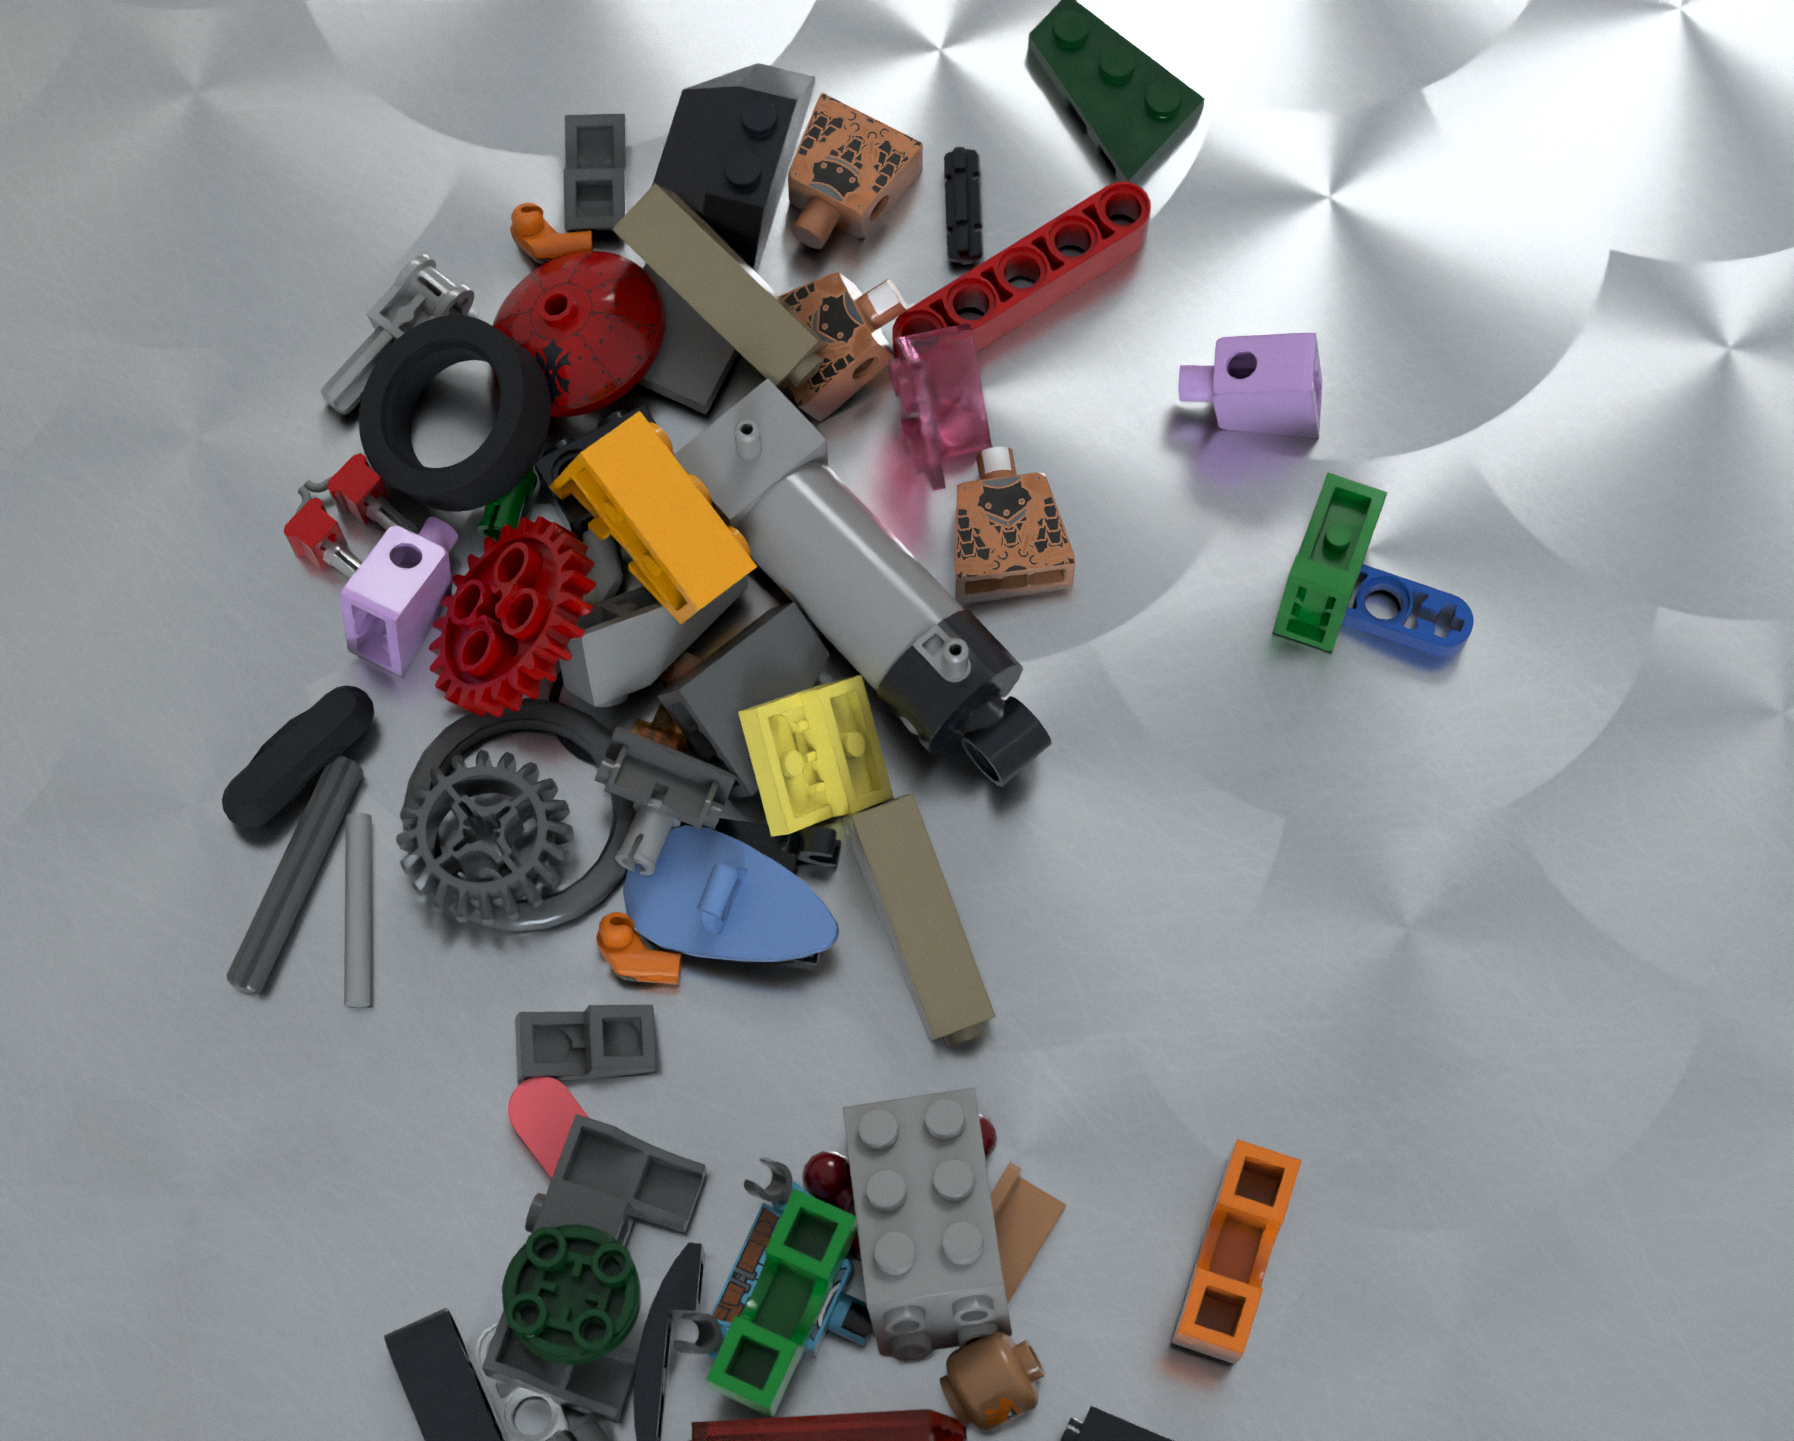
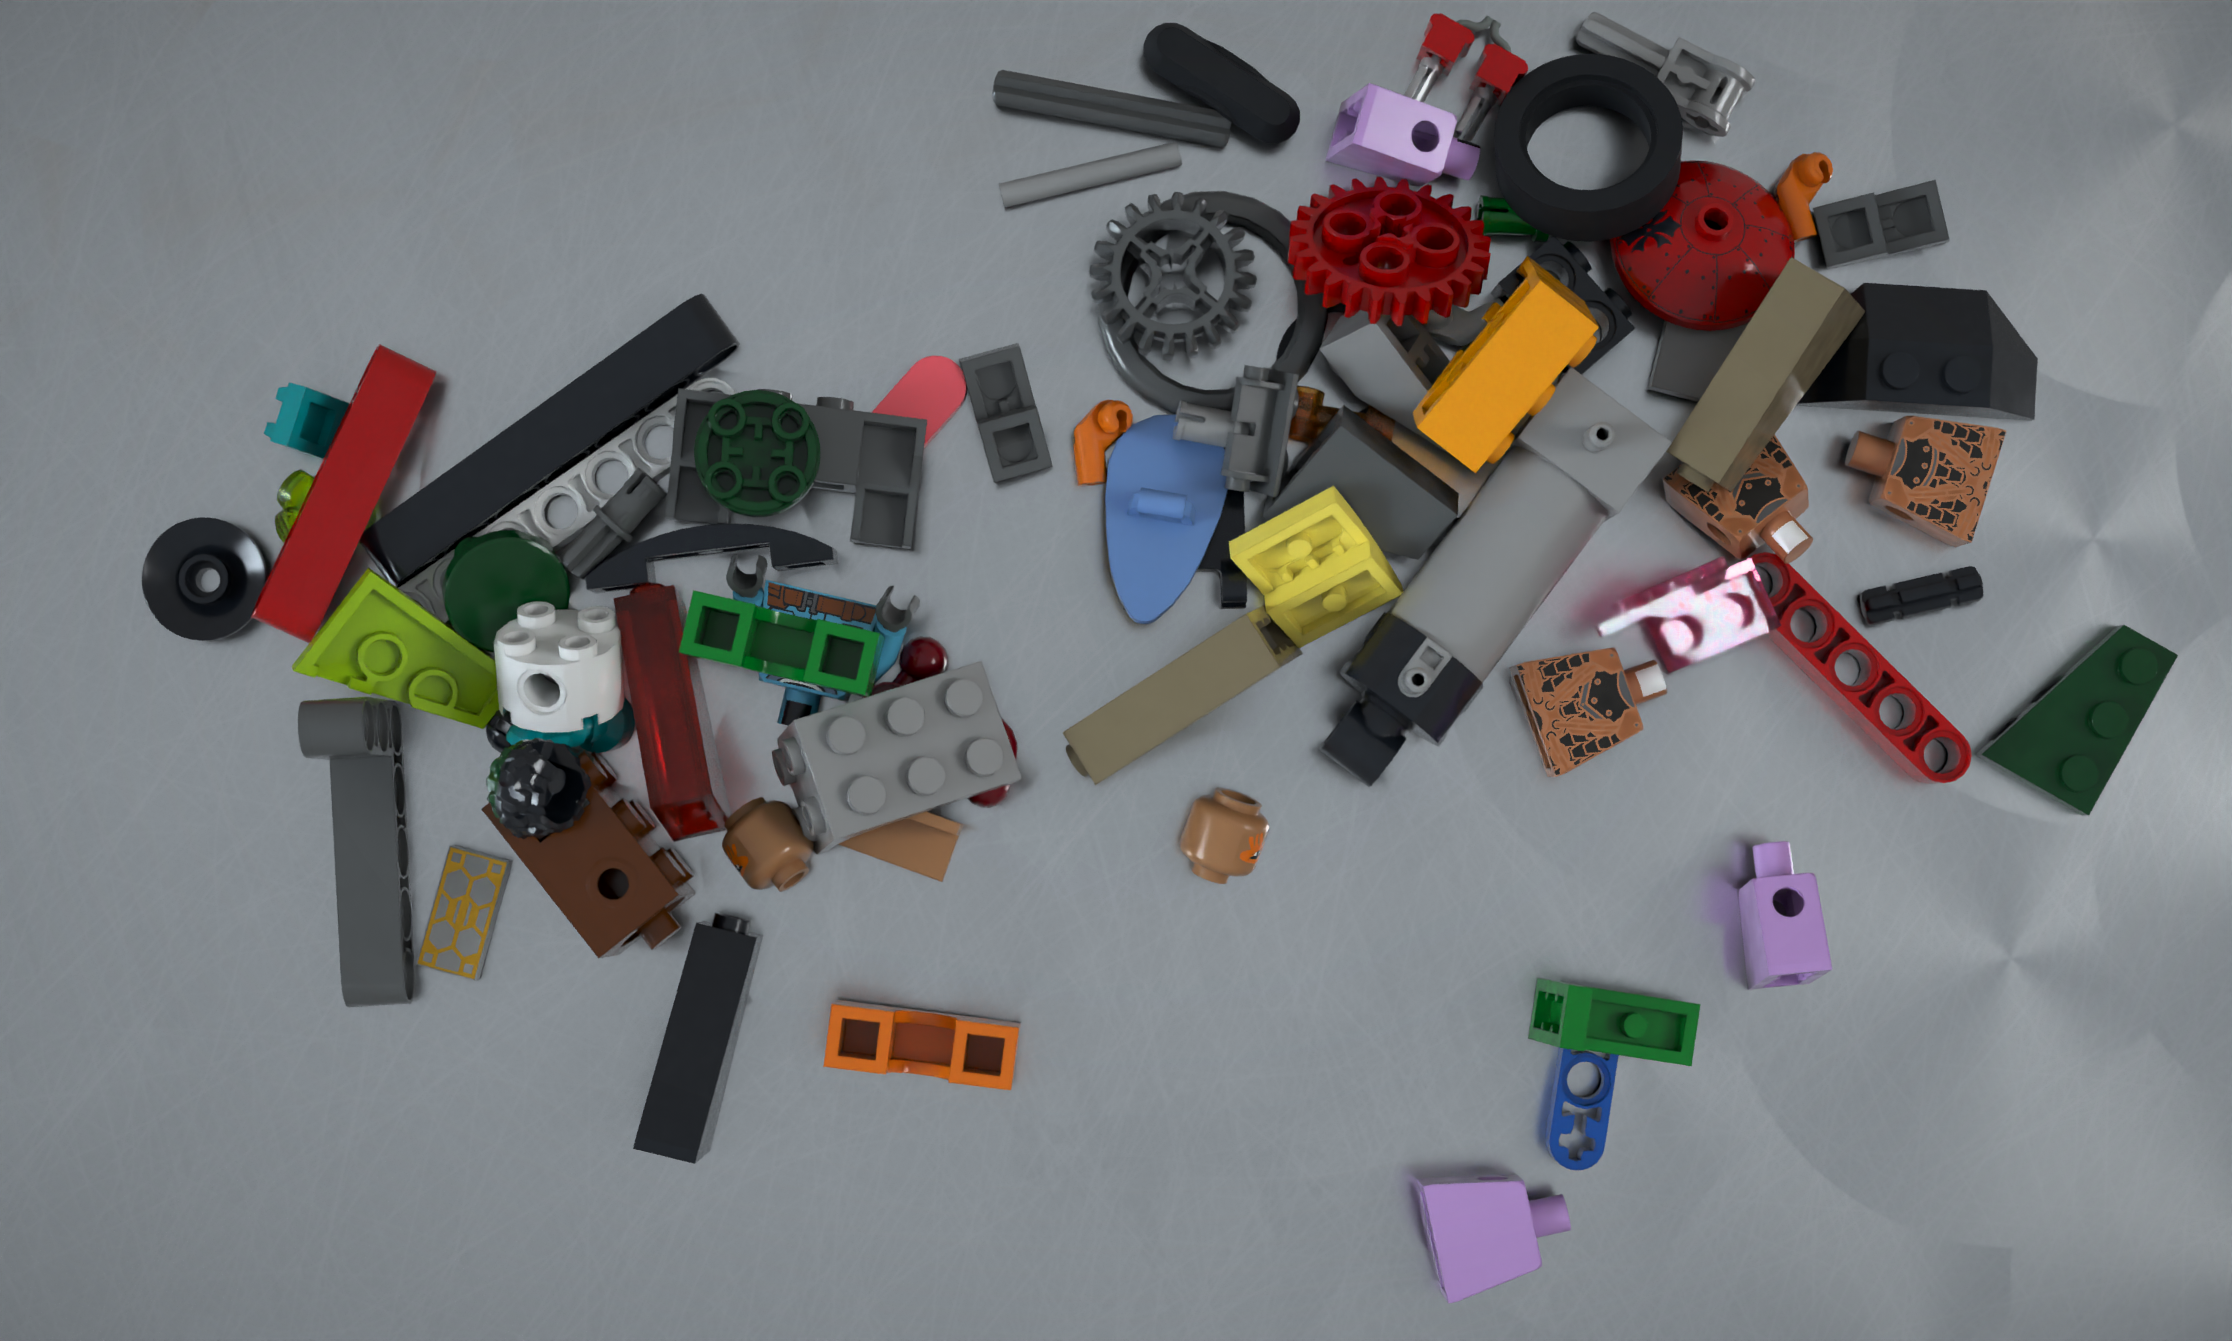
camera: 75 degrees right, 15 degrees up
(1072, 903) = (1224, 835): none -> medium nougat head
(1521, 725) = (1486, 1230): none -> lavender torso

